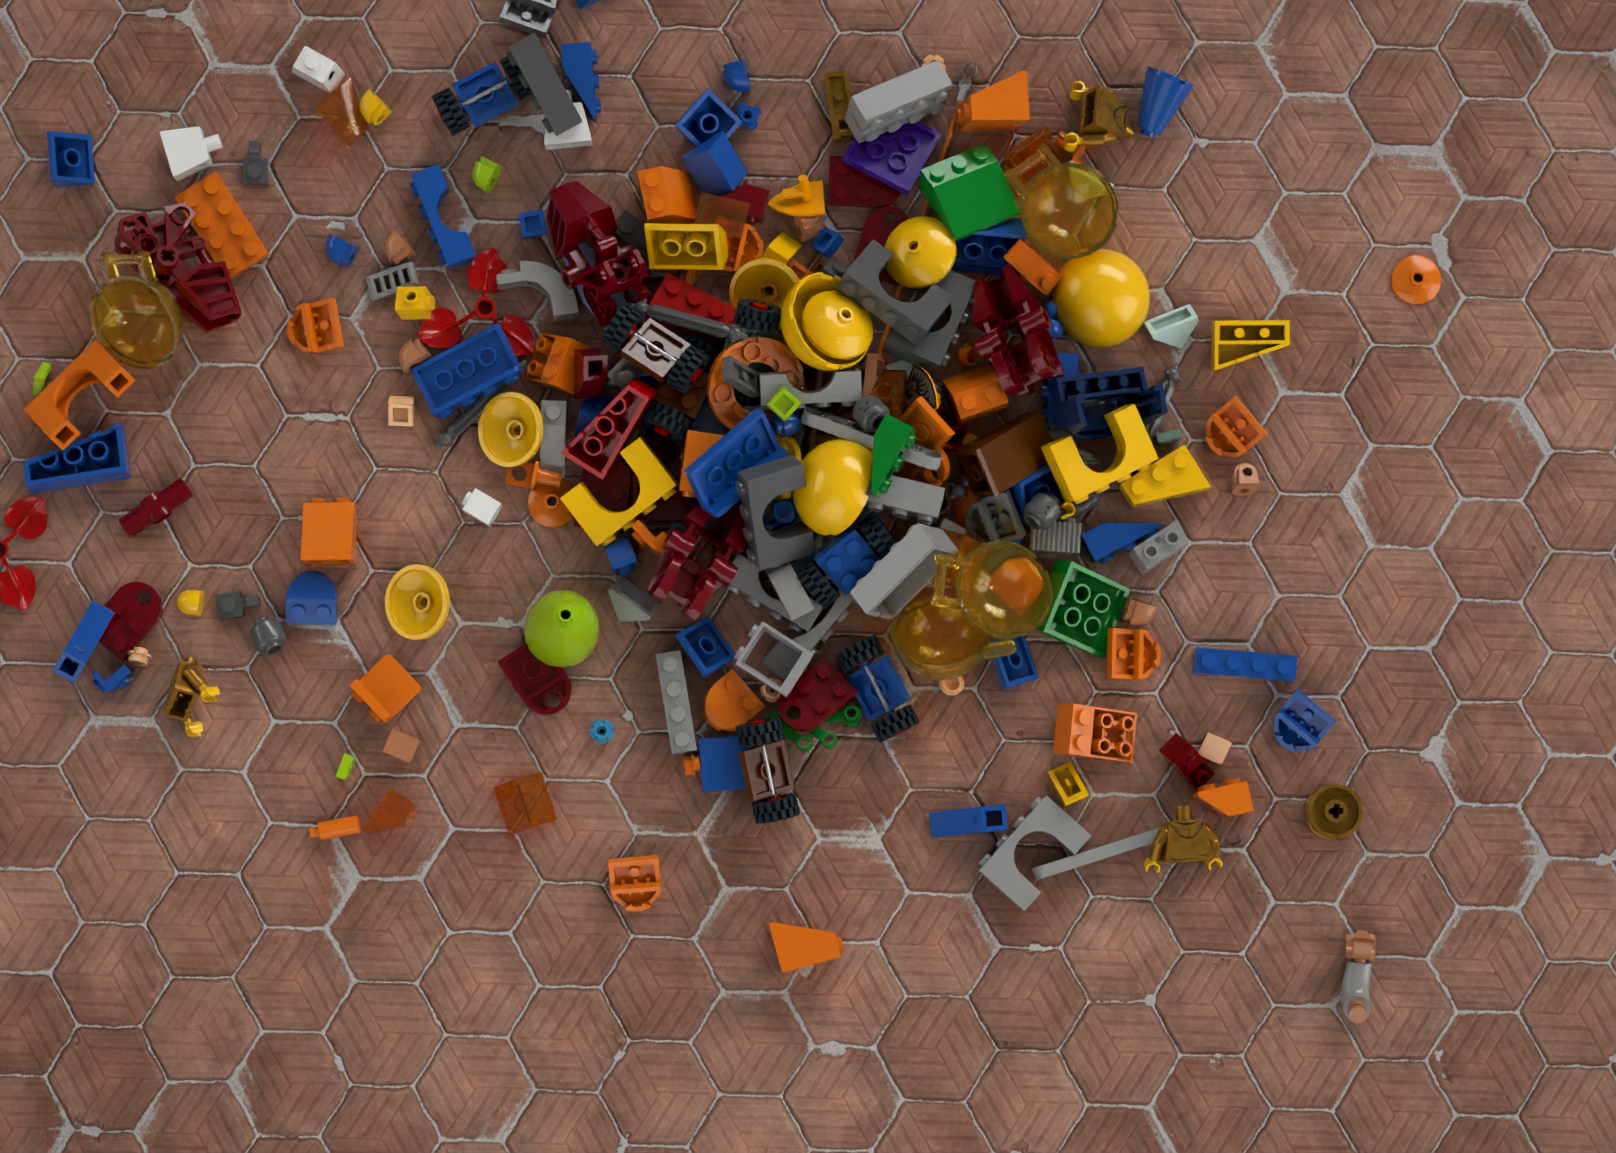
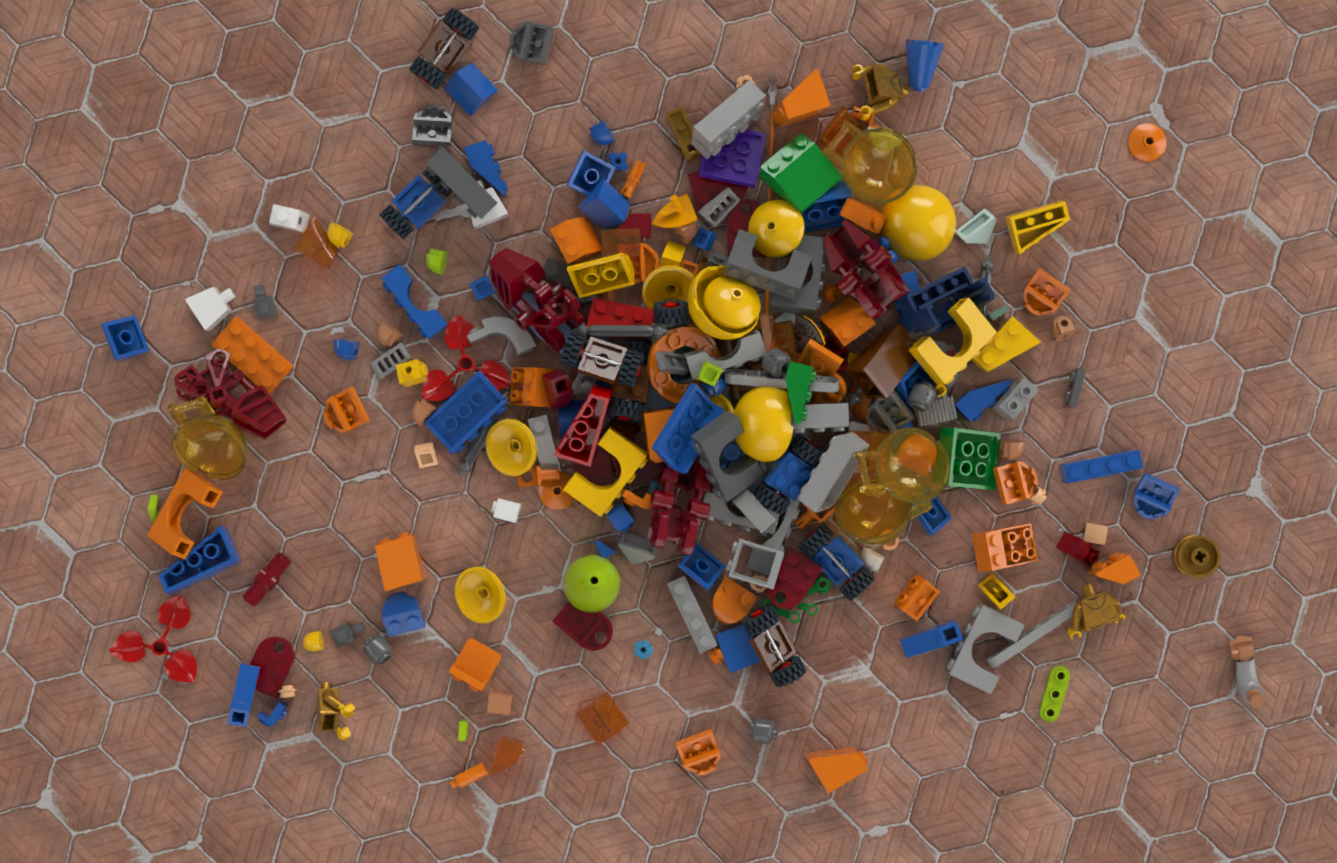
camera: 10 degrees left, 5 degrees up
(589, 591) = (603, 549): none -> blue slope
(723, 876) = (763, 731): none -> dark grey head
(759, 143) = (633, 179): none -> orange axle
(853, 200) = (710, 207): none -> light grey slope
(861, 622) = (809, 515): none -> orange bracket
(922, 700) = (871, 559): none -> white piece
(966, 764) = (916, 597): none -> orange bracket
(1100, 947) = (1054, 684): none -> lime plate
(1155, 680) = (1038, 496): none -> light nougat plate
(1234, 565) = (1076, 379): none -> dark grey plate

